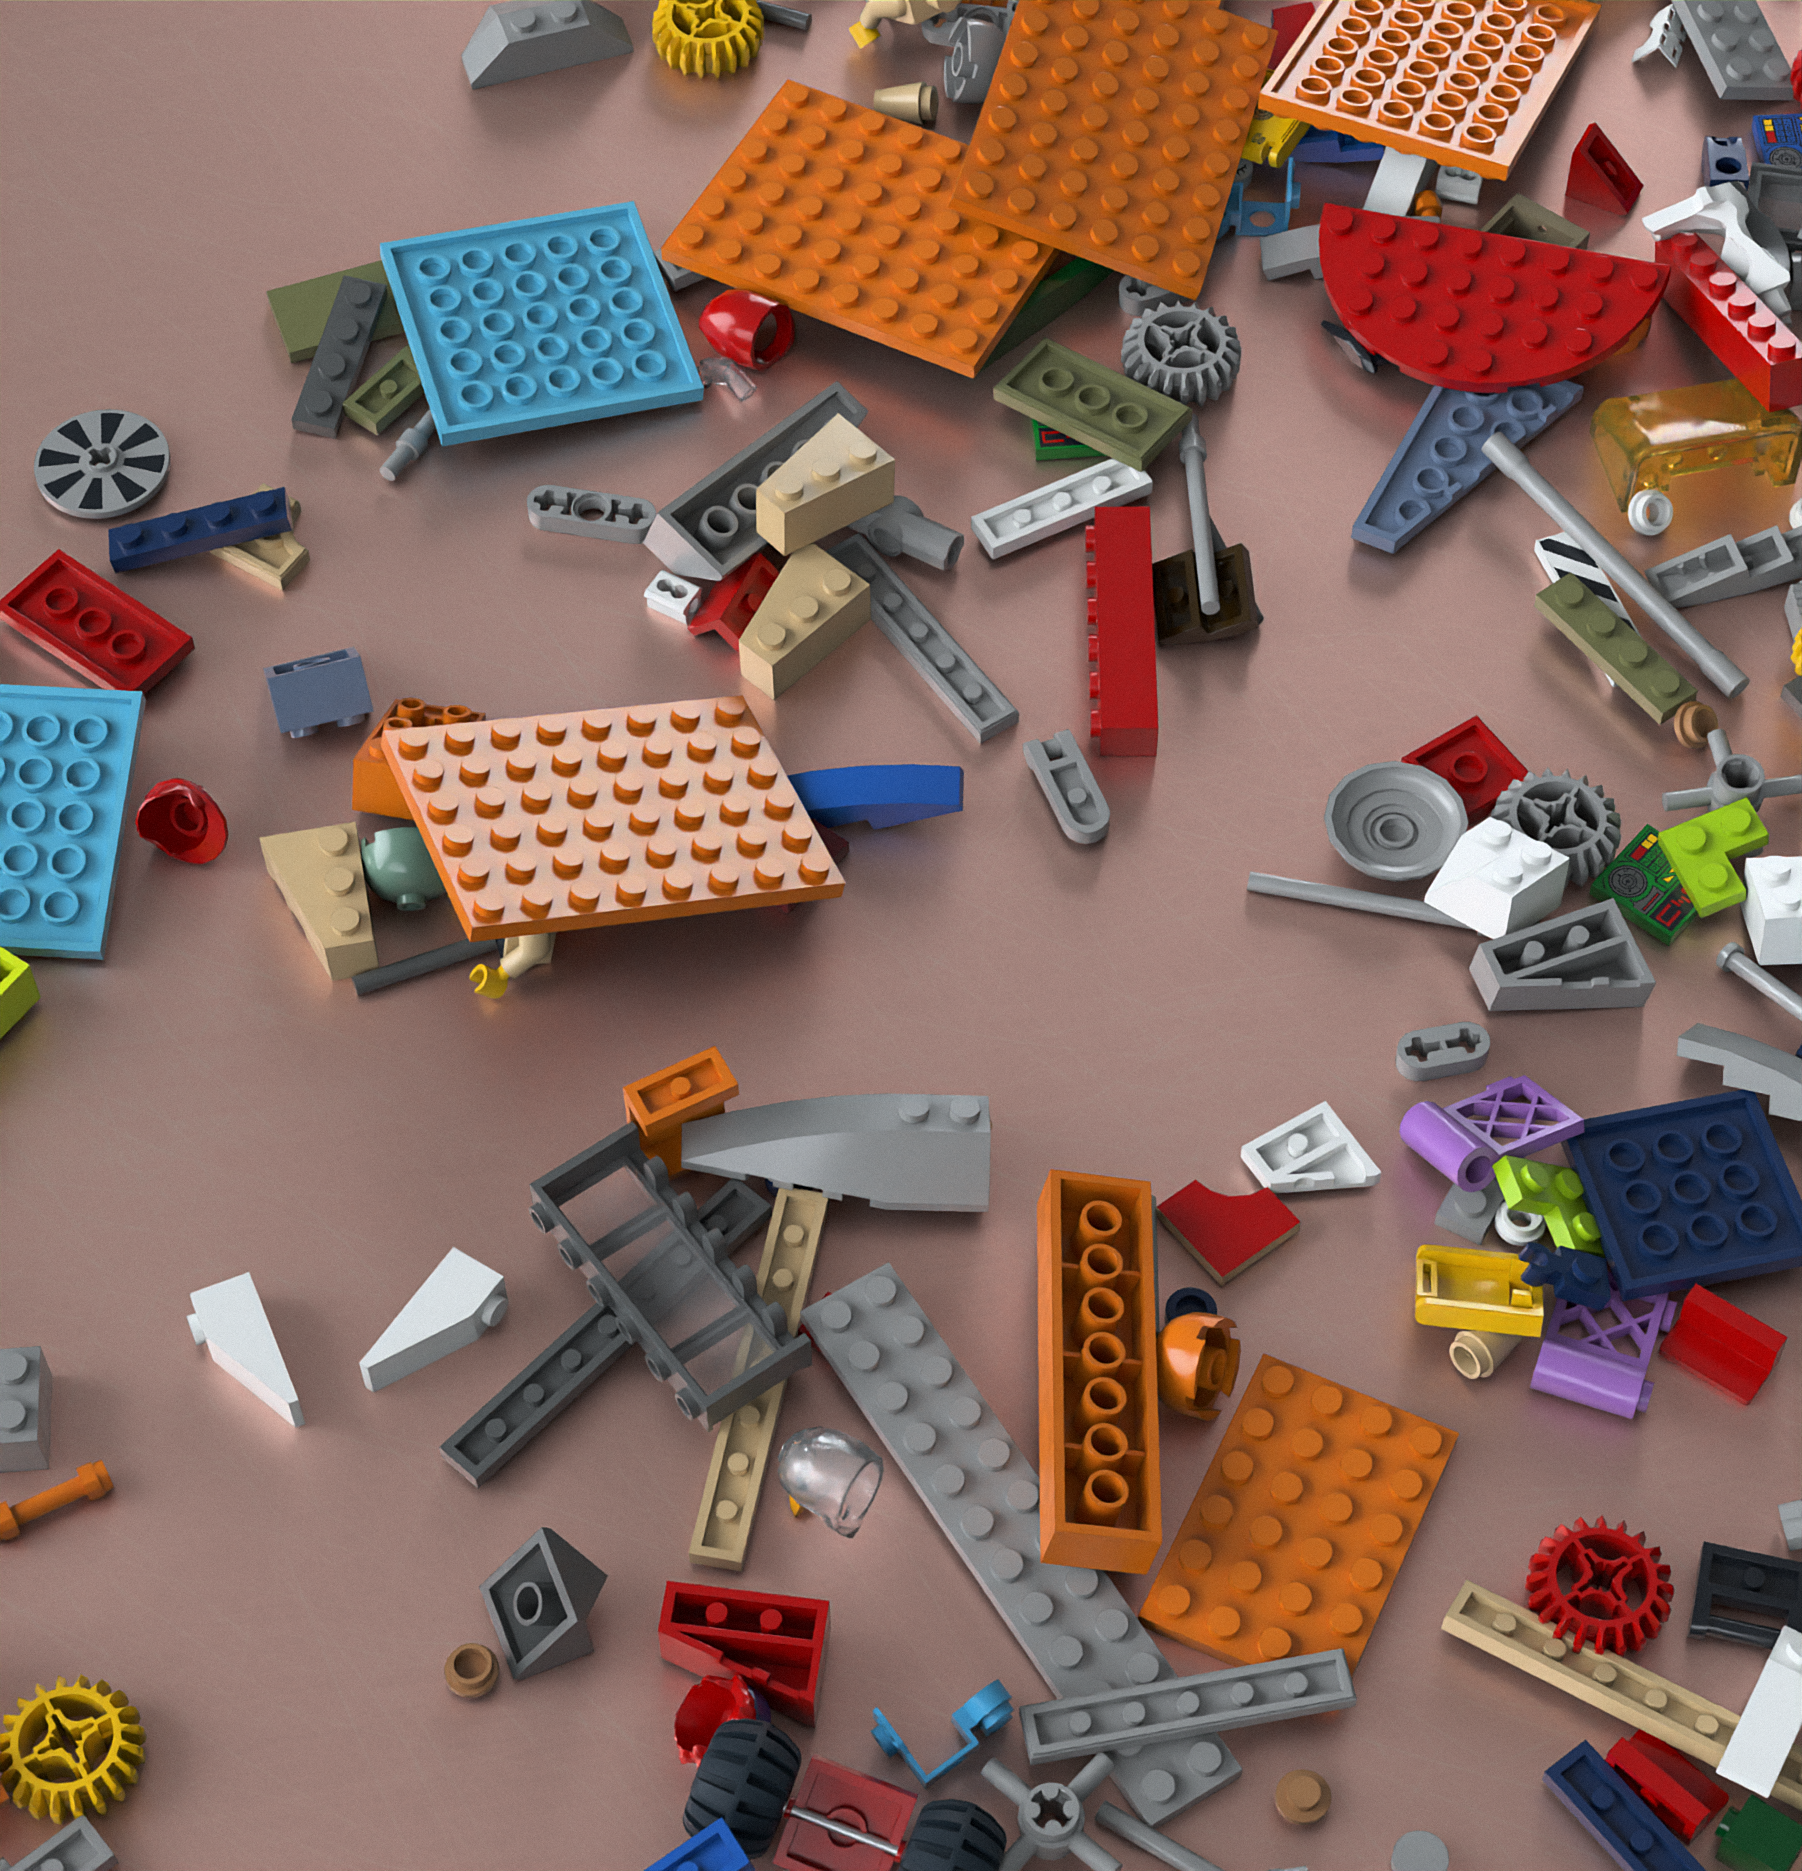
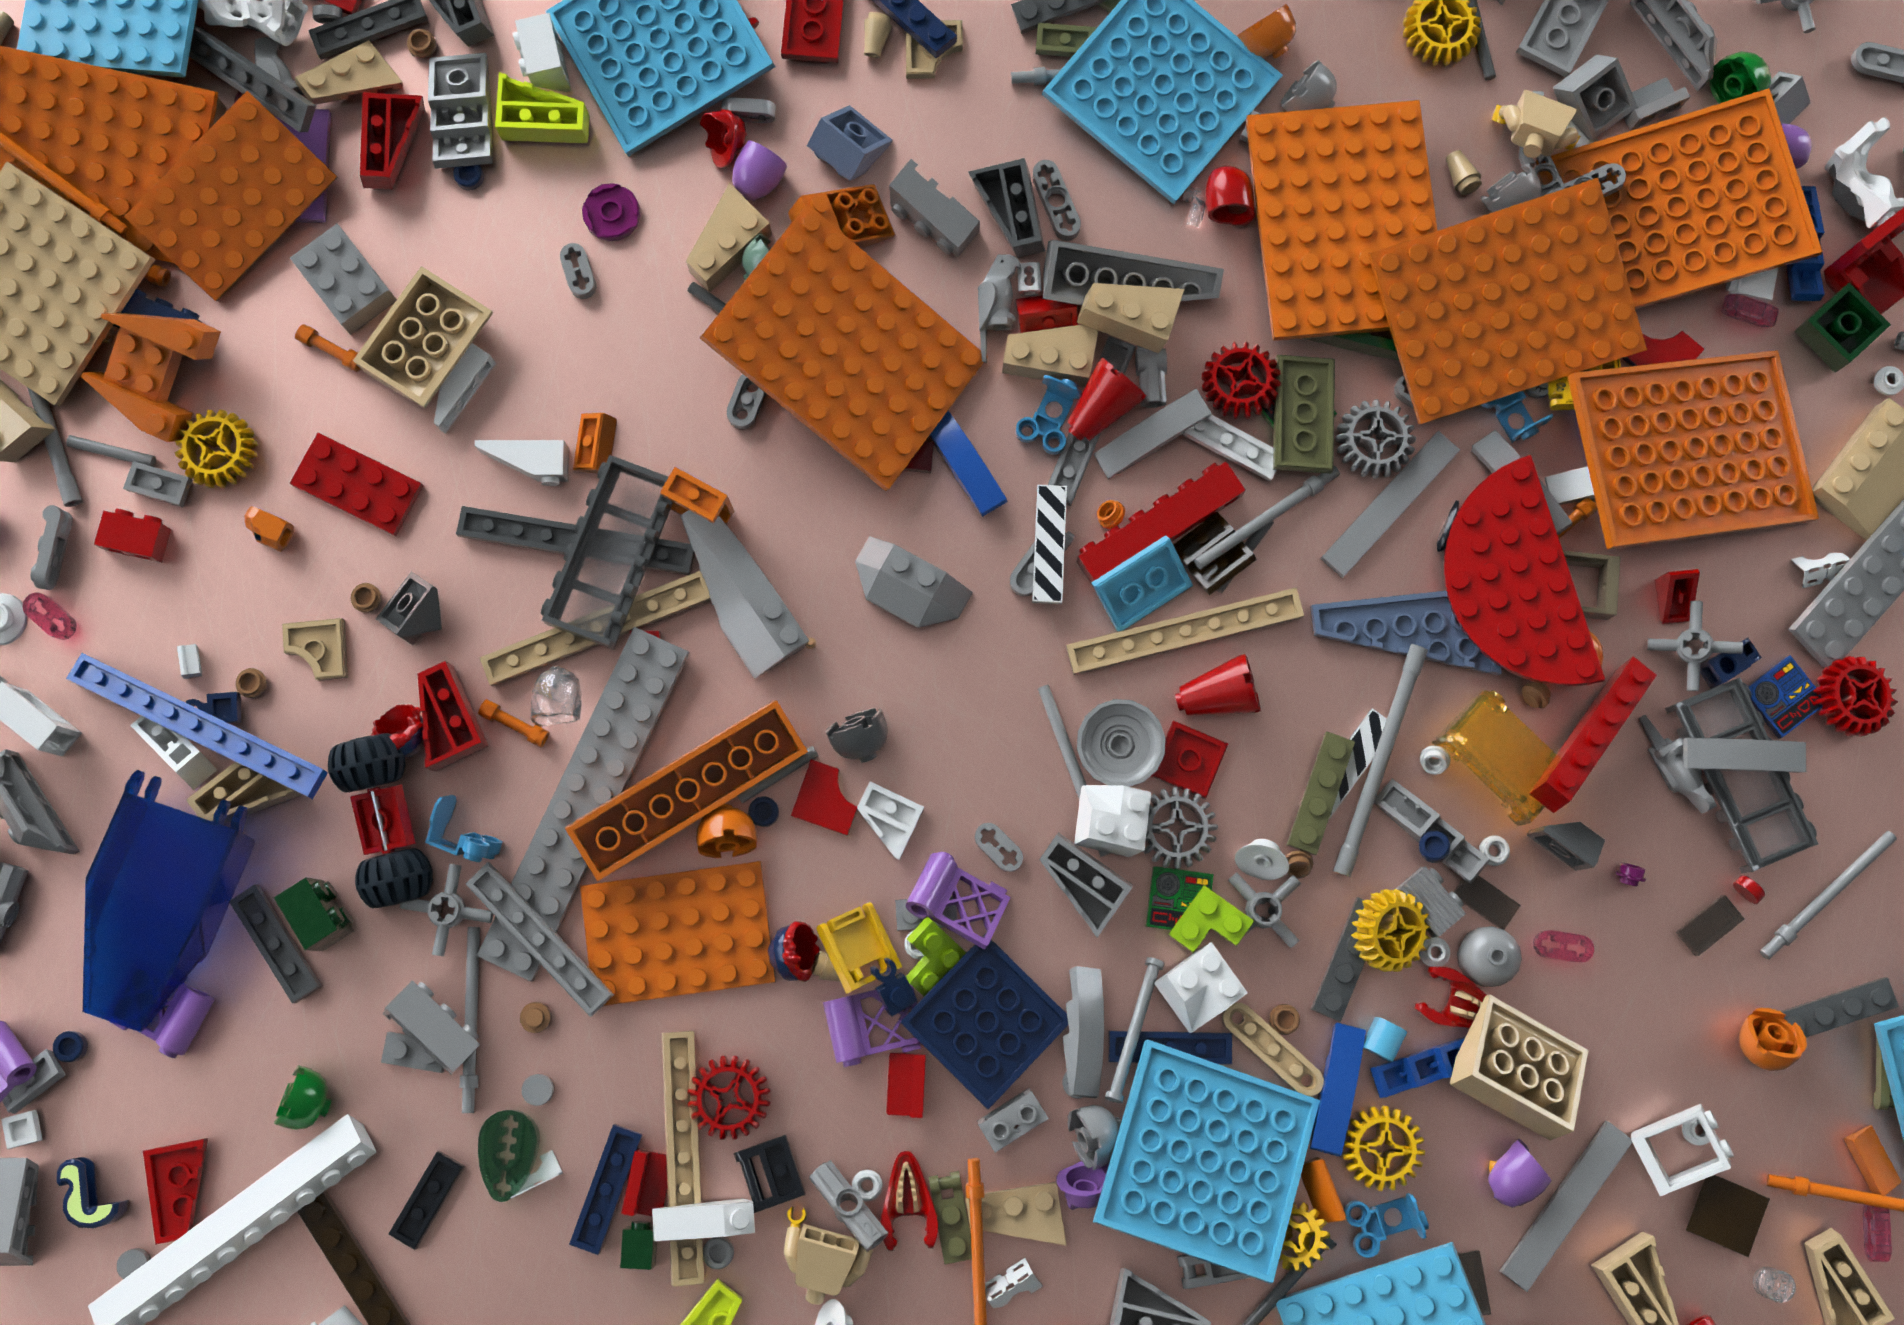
camera: 55 degrees right, 25 degrees up
(154, 1345) = (422, 337): none -> tan slope
(164, 1024) = (611, 212): none -> magenta tile
(181, 760) = (750, 109): none -> light grey beam
(193, 579) = (876, 30): none -> tan cone
(215, 1105) = (571, 273): none -> light grey beam
(253, 1744) = (268, 528): none -> orange rock
(264, 800) = (757, 171): none -> medium lavender piece
(285, 1586) = (356, 484): none -> red plate
(479, 1230) = (594, 441): none -> orange slope
(494, 643) = (932, 211): none -> light grey wedge
(494, 1783) = (320, 644): none -> tan tile
(563, 553) = (1012, 203): none -> dark grey wedge
(571, 179) = (1270, 34): none -> orange cylinder
(578, 1005) = (744, 401): none -> light grey plate
(674, 643) = (996, 298): none -> light grey animal
(678, 177) = (1312, 91): none -> light grey cylinder
(857, 641) = (1047, 427): none -> dark azure piece
(862, 1550) = (534, 734): none -> orange bar
(912, 582) = (1103, 401): none -> red cone
(984, 951) = (909, 585): none -> light grey wedge
(995, 569) = (1152, 433): none -> light grey slope
(997, 444) = (1221, 368): none -> red gear
(1060, 755) = (1049, 544): none -> tile
(1067, 675) = (1110, 514): none -> orange plate
(1166, 1119) = (859, 735): none -> dark grey cylinder
(1191, 686) = (1142, 584): none -> medium azure tile
(1278, 391) = (1390, 504): none -> light grey tile
(1286, 685) = (1185, 631): none -> tan plate
(1402, 671) = (1221, 690): none -> red cone
(1430, 1380) = (794, 951): none -> red hair
(1635, 370) = (1536, 694): none -> medium nougat plate
(1667, 754) = (1262, 860): none -> white piece
(1680, 171) = (1685, 653): none -> light grey bar
(1751, 244) = (1657, 718): white hips -> none
(1770, 562) = (1434, 846): none -> dark blue tile

